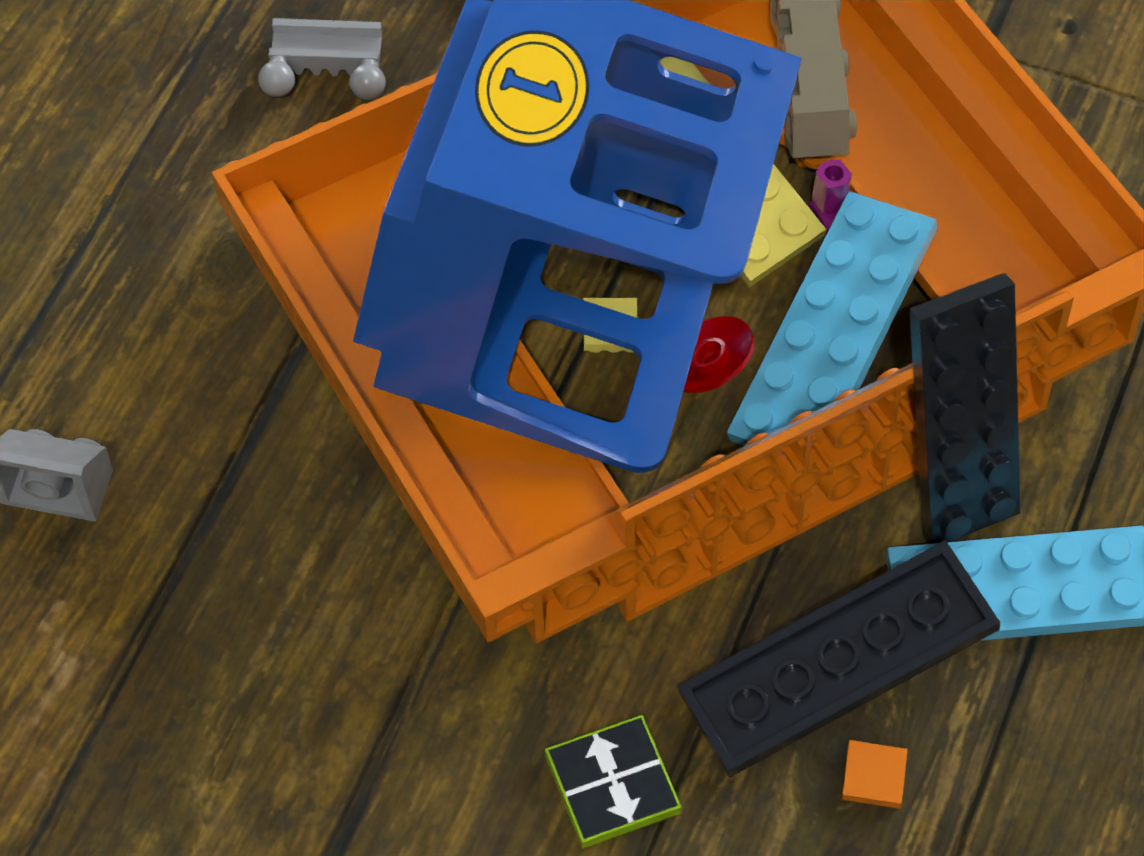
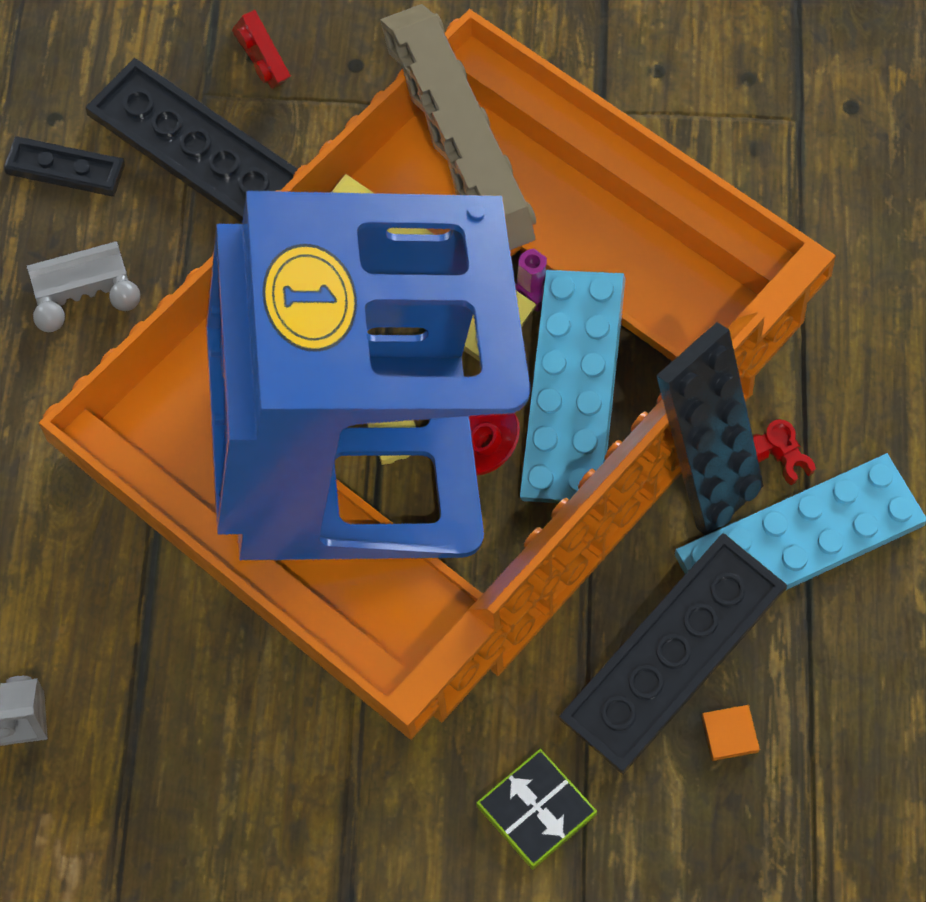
camera: 20 degrees left, 5 degrees up
(1059, 472) = (781, 442): none -> red bar

